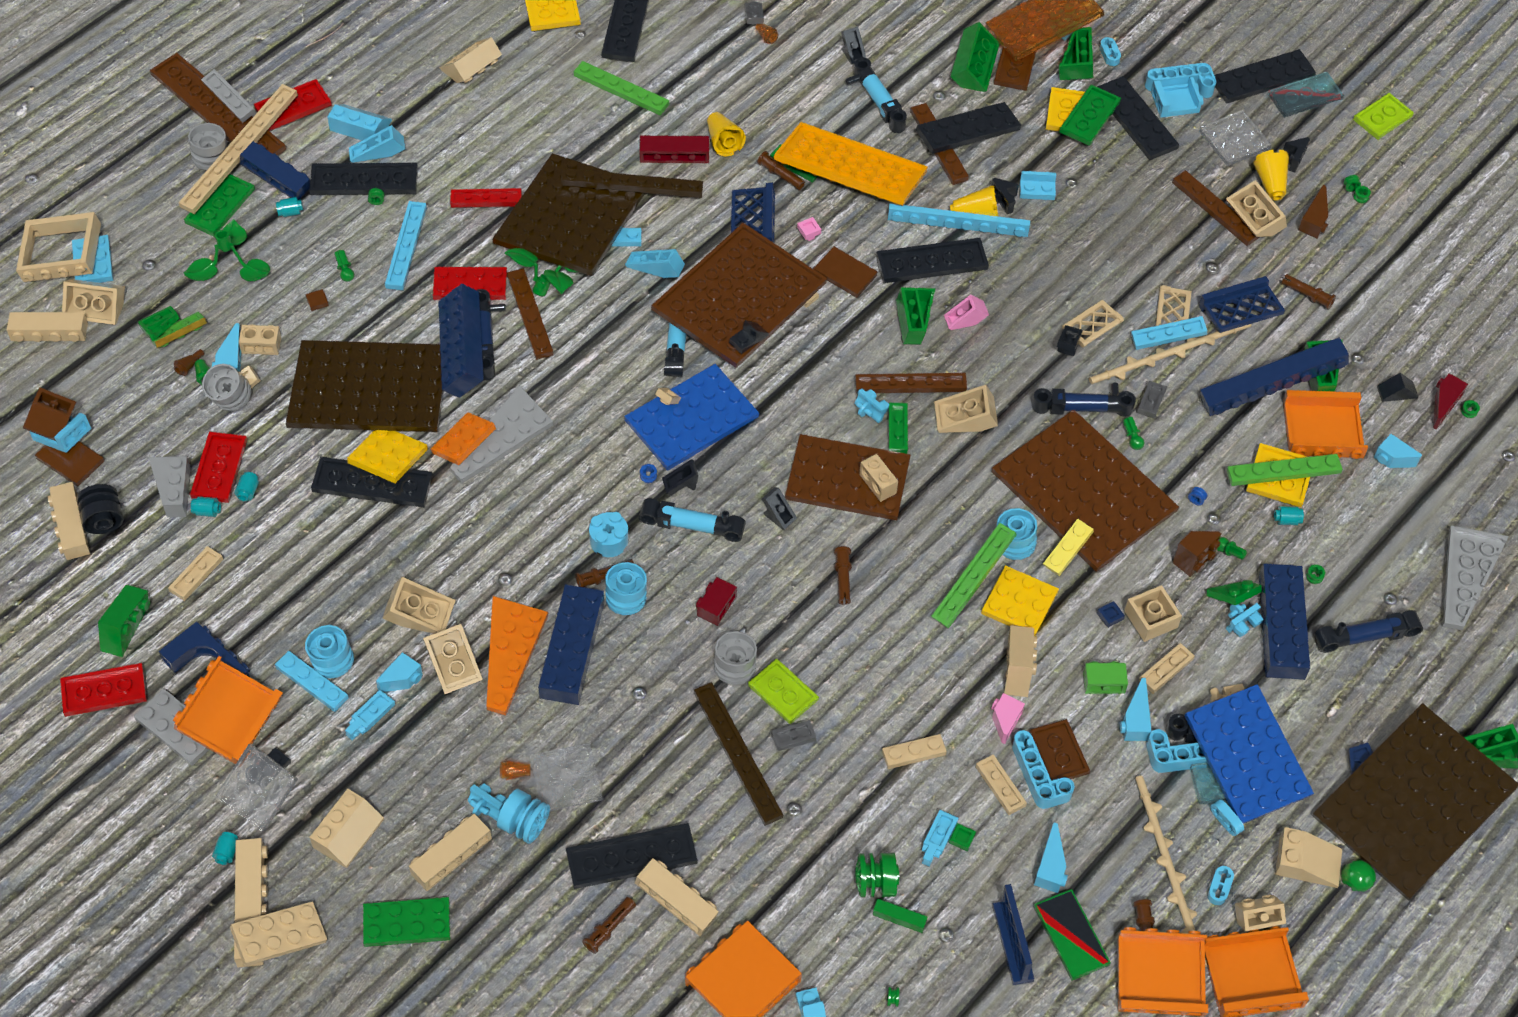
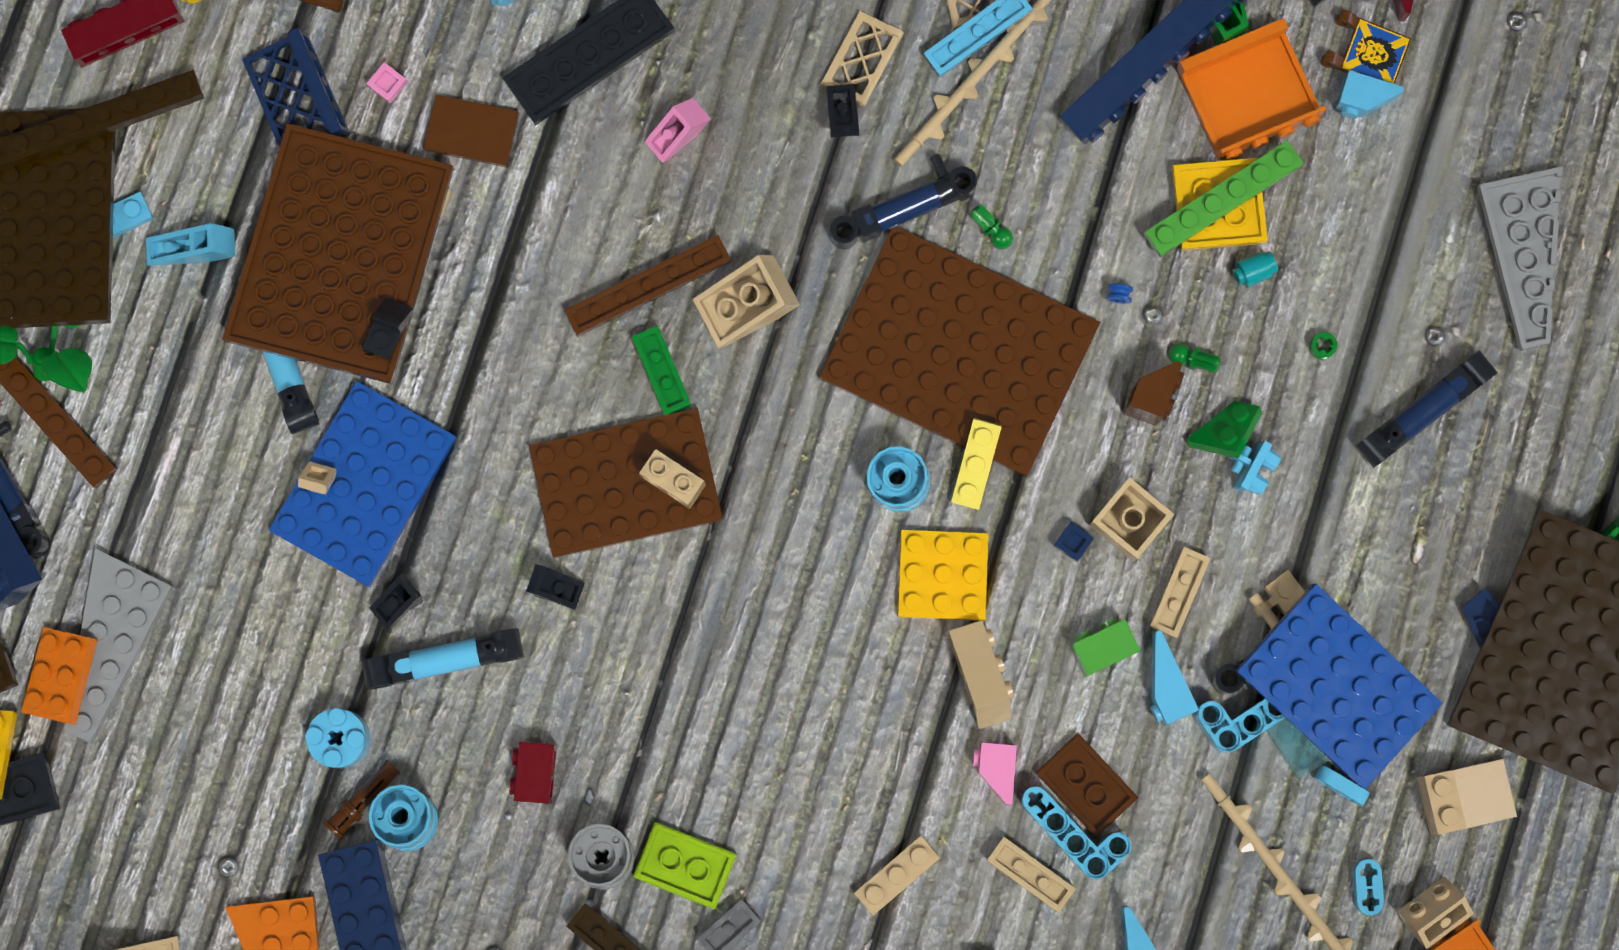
camera: 20 degrees left, 25 degrees up
(644, 469) = (337, 605): blue bush -> none
(843, 567) = (682, 636): reddish brown pin -> none
(869, 405) = (605, 355): medium azure hips -> none
(914, 313) = (604, 167): green wedge -> none
(974, 575) = (869, 578): bright green plate -> none
(1152, 399) = (996, 157): flat silver plate -> none
(1284, 622) = (1309, 446): dark blue brick -> none
(1358, 875) = (1537, 790): green hair -> none
(1407, 431) = (1370, 51): none -> flag

